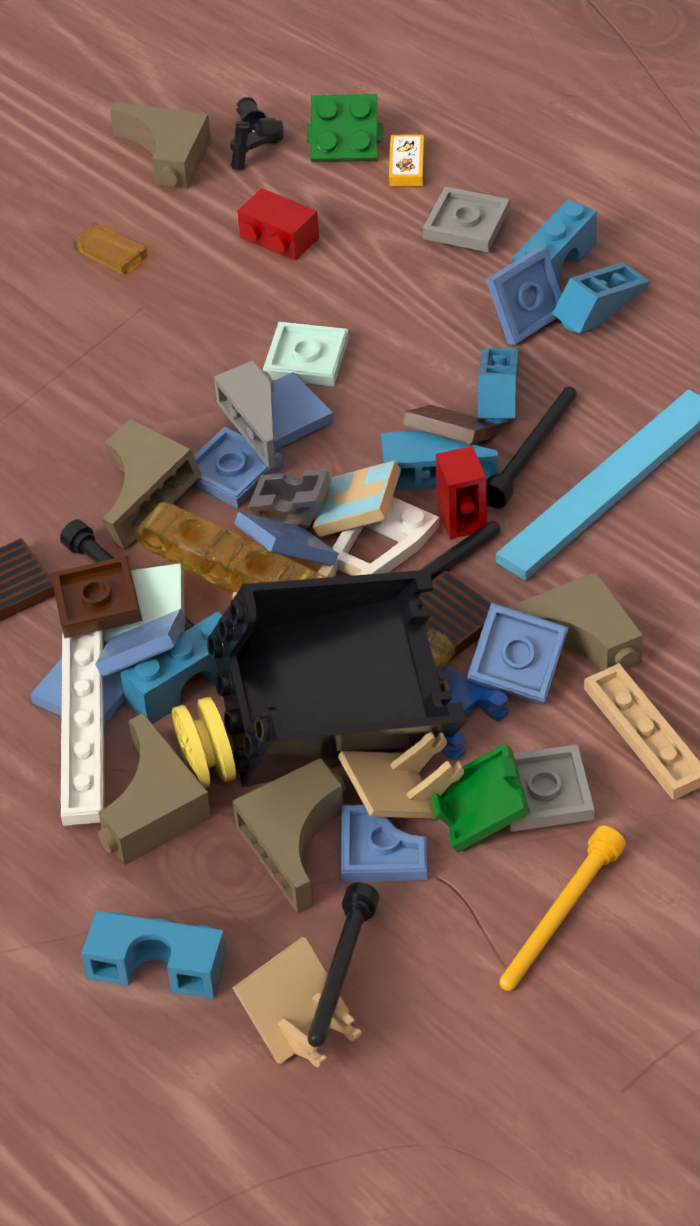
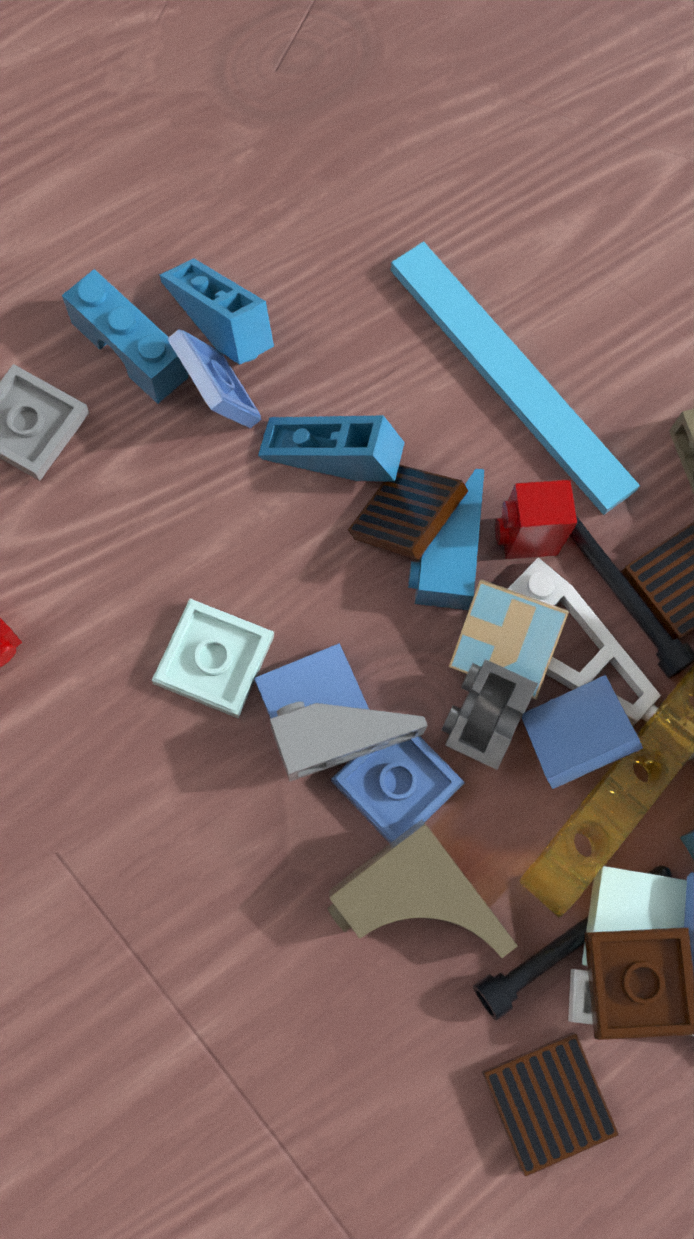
camera: 90 degrees left, 25 degrees up
(500, 486) = (500, 482): black piece -> none

